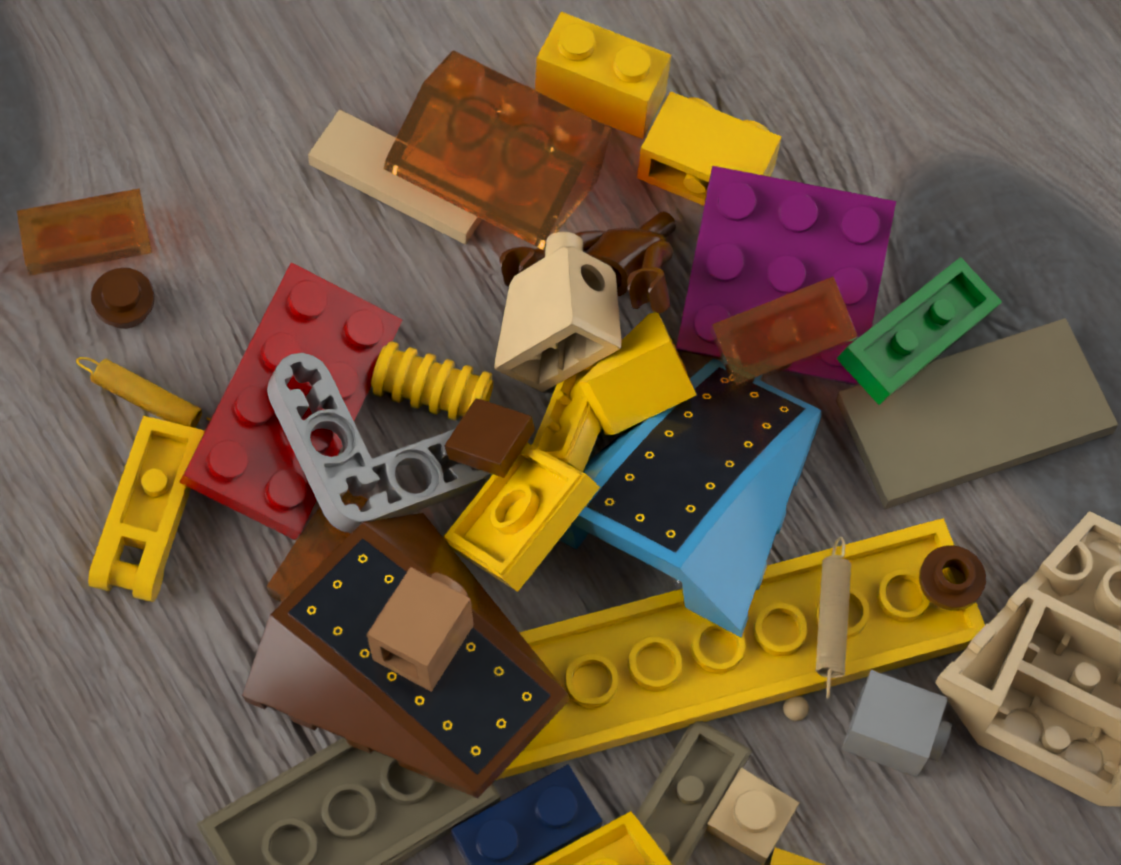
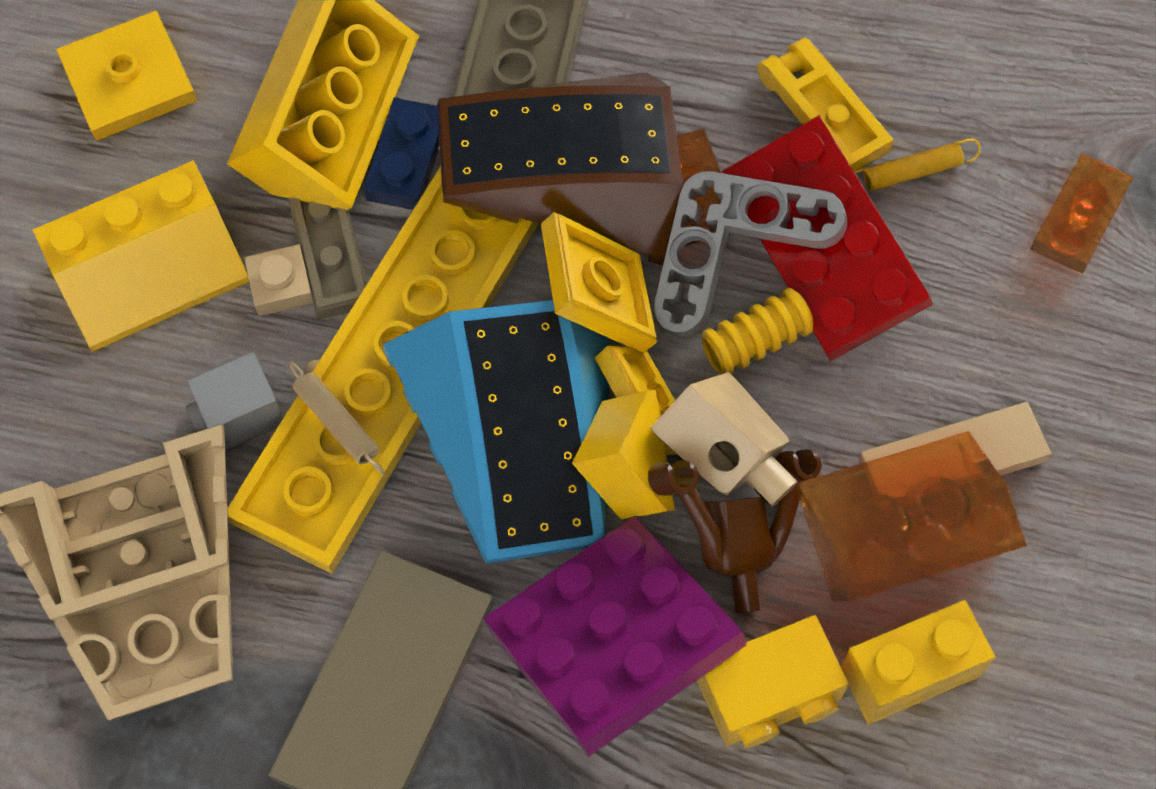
camera: 140 degrees right, 0 degrees up
(122, 297) = (1005, 202): reddish brown plate -> none
(421, 627) = (562, 126): medium nougat brick -> none
(490, 437) = (672, 312): reddish brown tile -> none
(783, 333) = (554, 550): clear orange brick -> none
(919, 330) = (476, 690): green plate -> none
(944, 593) = (282, 531): reddish brown plate -> none

